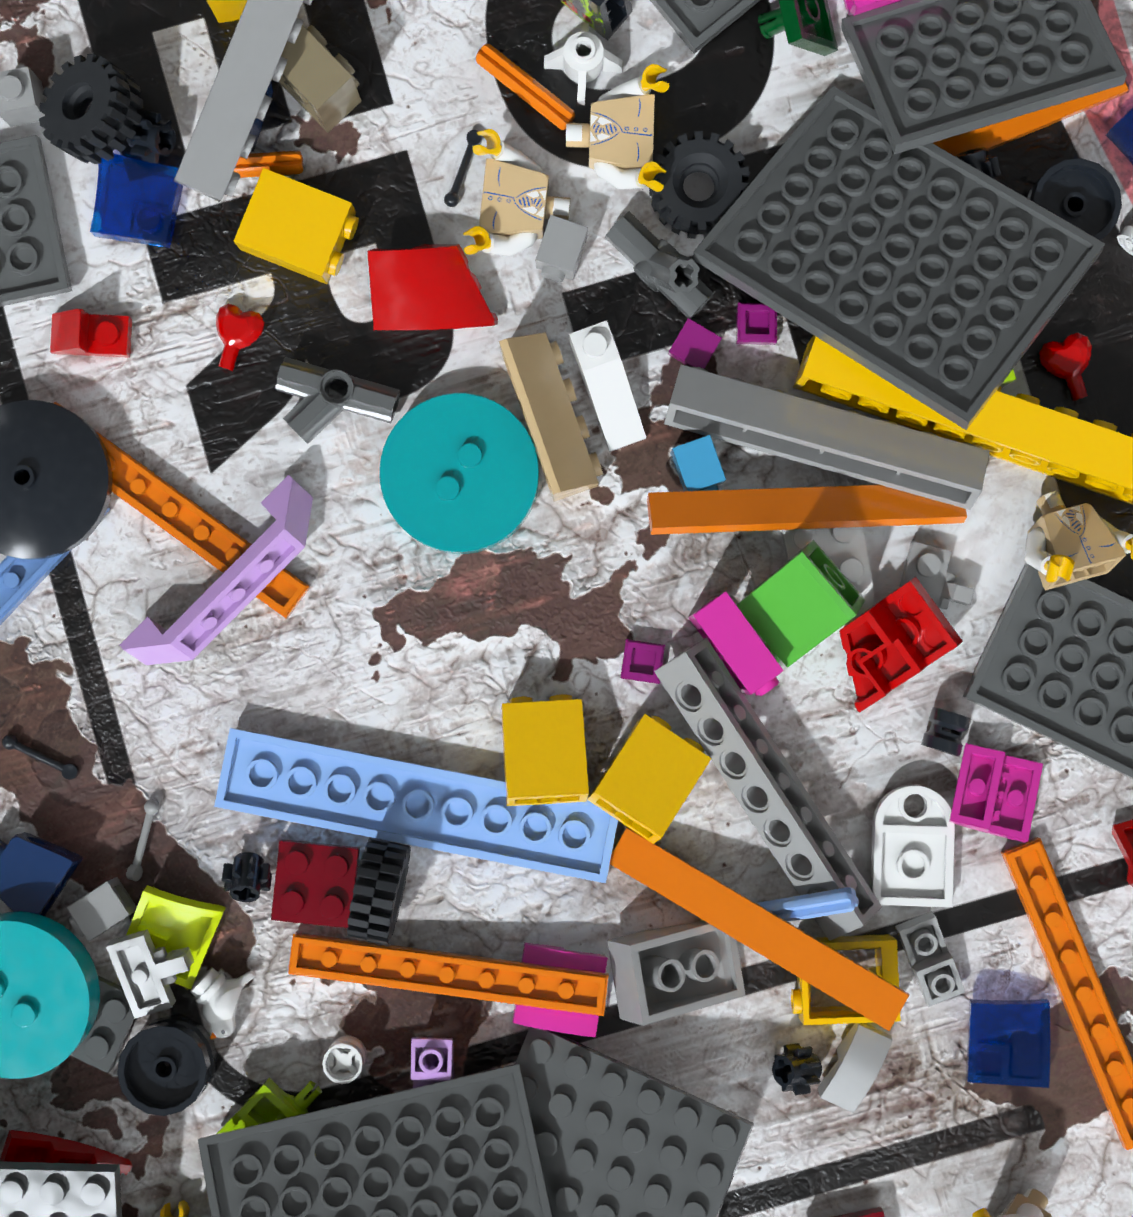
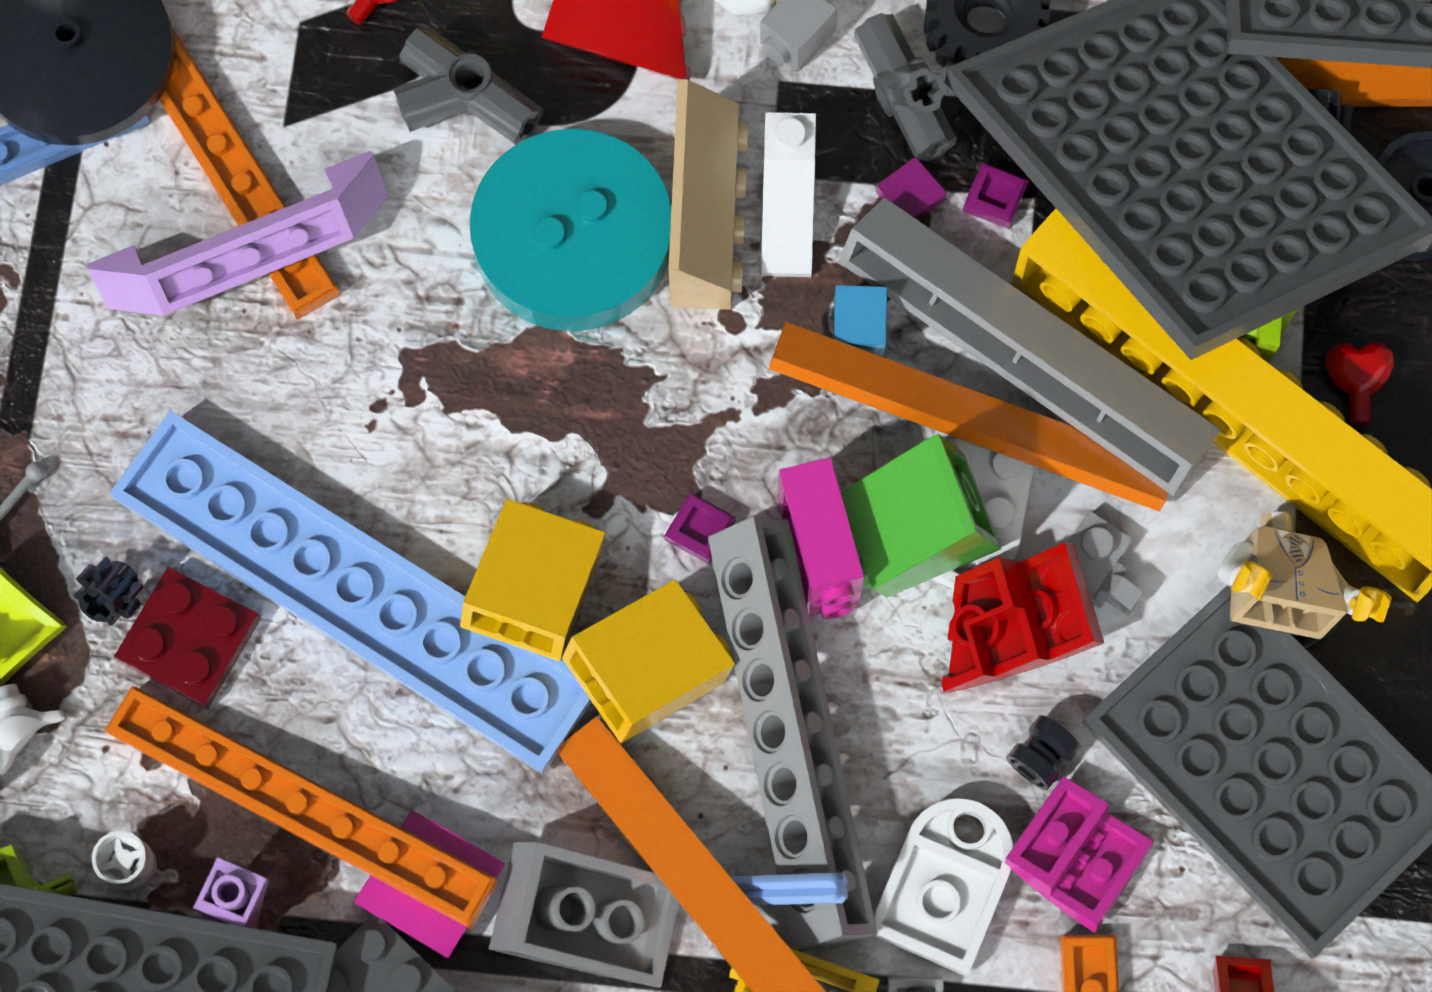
camera: 20 degrees right, 15 degrees down
(378, 891) = (258, 660): black tyre -> none

